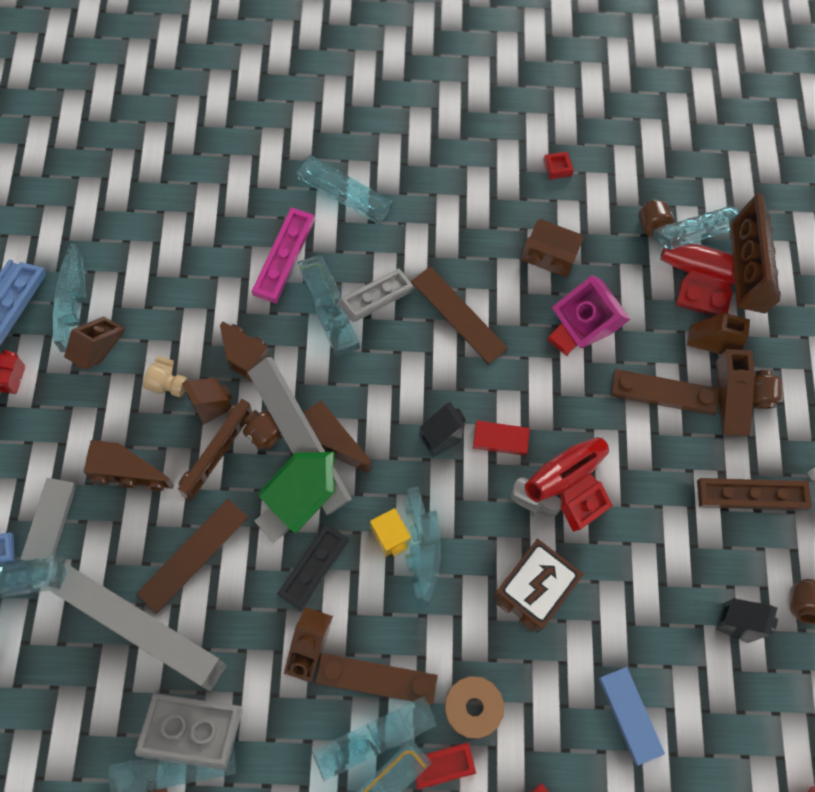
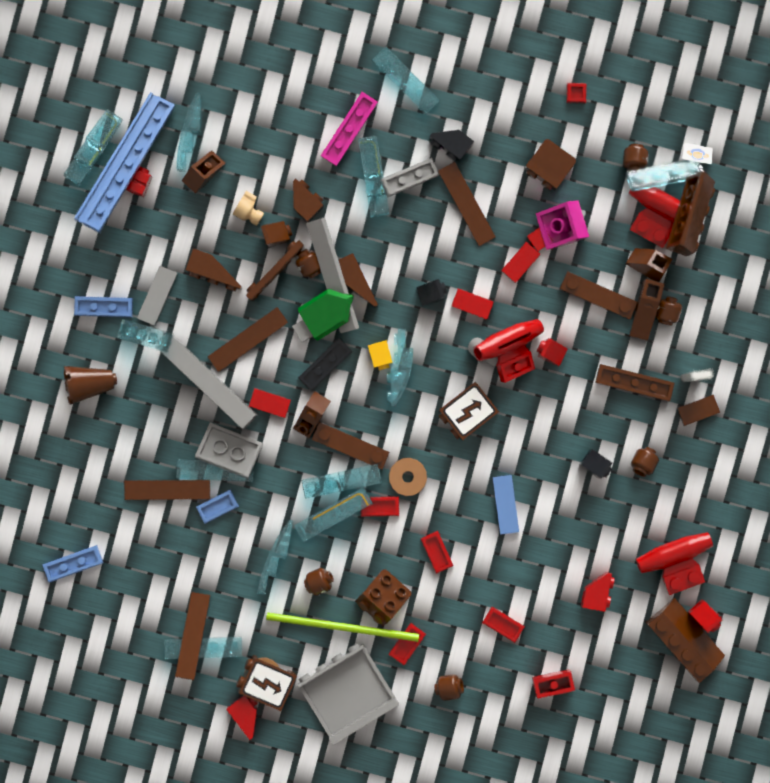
camera: 20 degrees right, 20 degrees up
(241, 642) = (270, 403): none -> red tile
(421, 243) = (453, 142): none -> black slope
(550, 372) = (520, 262): none -> red tile
(629, 474) = (551, 351): none -> red slope
(723, 201) = (697, 153): none -> sticker

